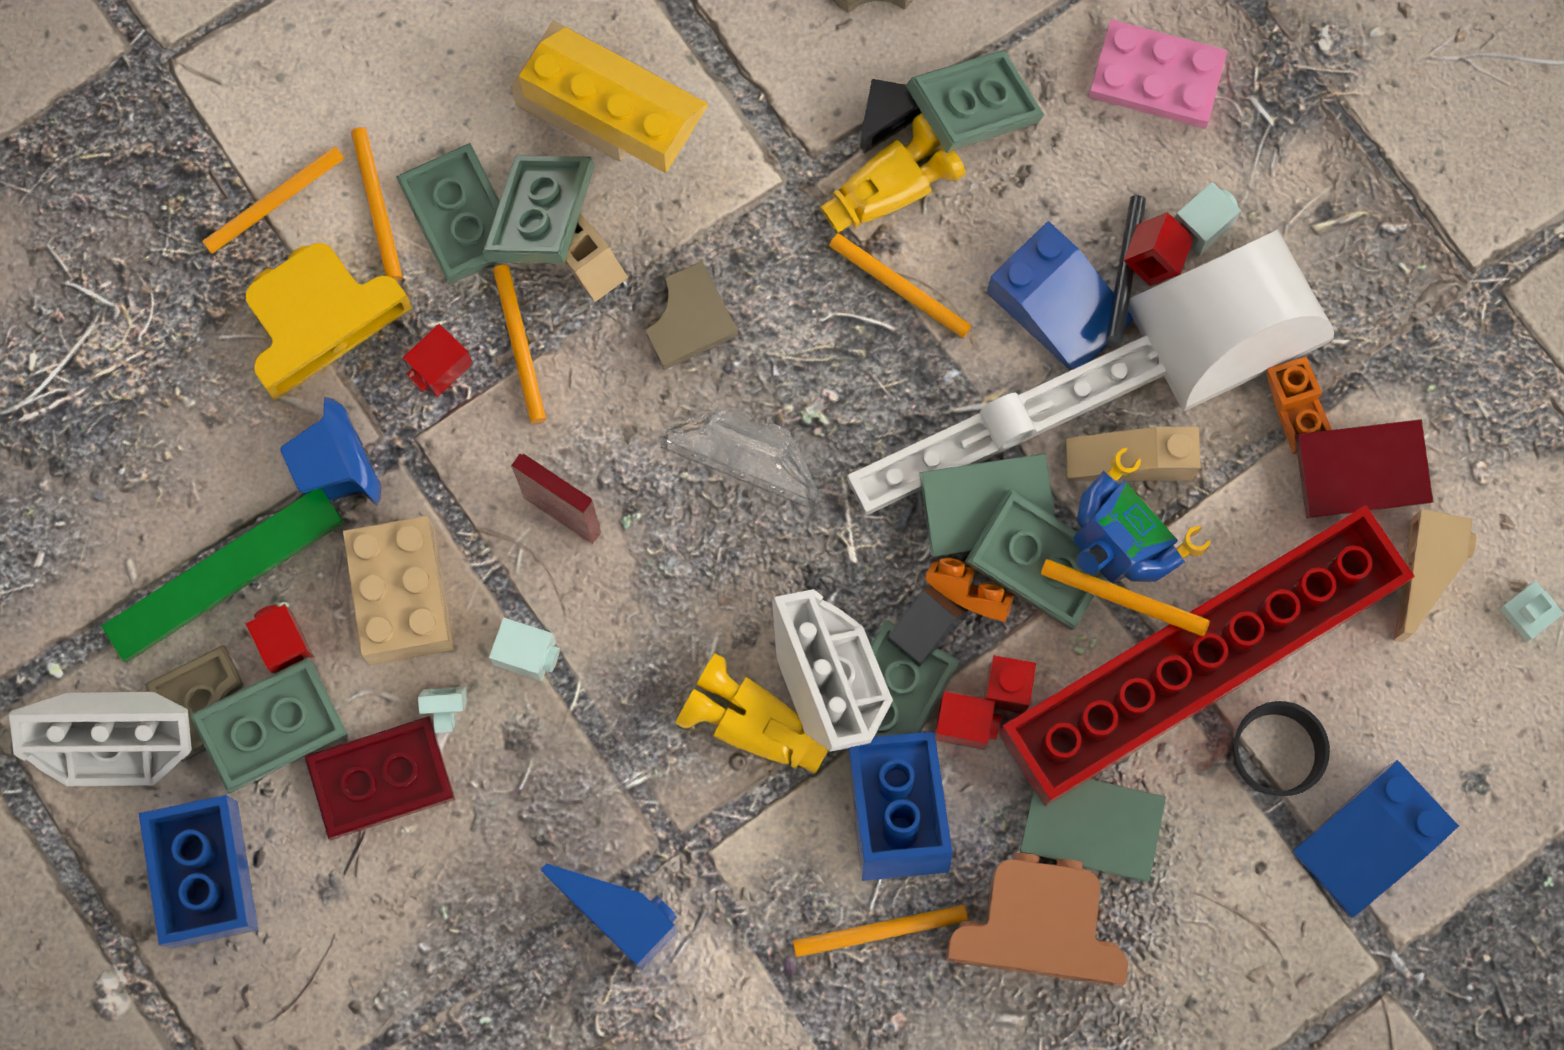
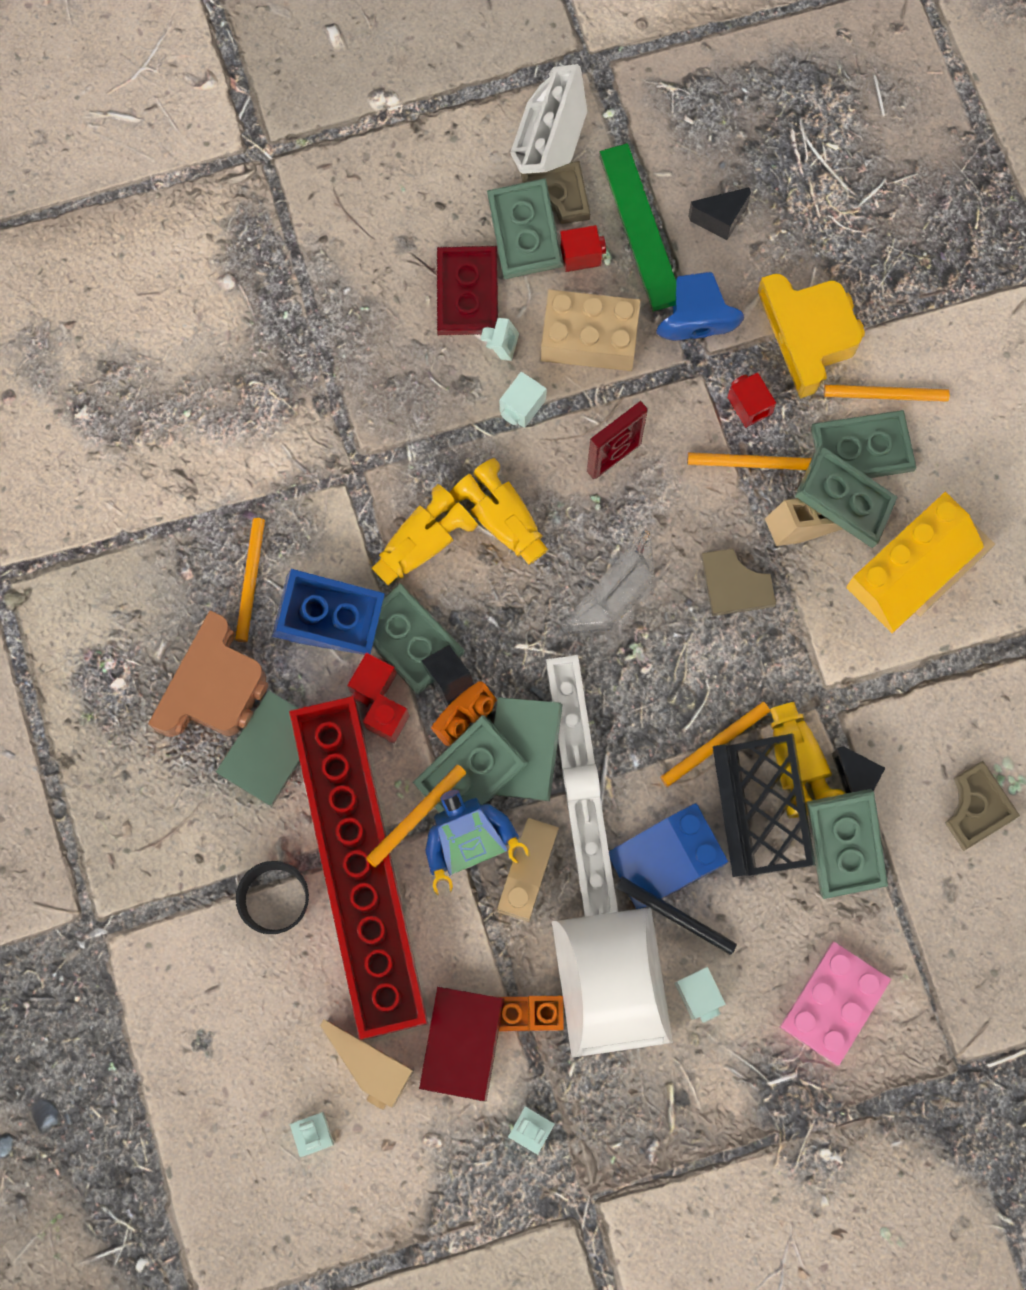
camera: 110 degrees right, 0 degrees up
(179, 470) = (720, 212): none -> black slope
(198, 872) = (439, 160): blue brick -> none
(273, 200) = (909, 325): light orange bar -> none
(623, 915) = (319, 403): blue slope -> none
(685, 629) = (503, 512): none -> yellow piece
(829, 671) = (434, 595): white wedge -> none
(981, 233) = (735, 808): none -> black fence
(1158, 249) = (683, 944): red brick -> none
(1375, 838) = (186, 945): blue slope -> none
(1427, 363) = (531, 1130): none -> light aqua tile

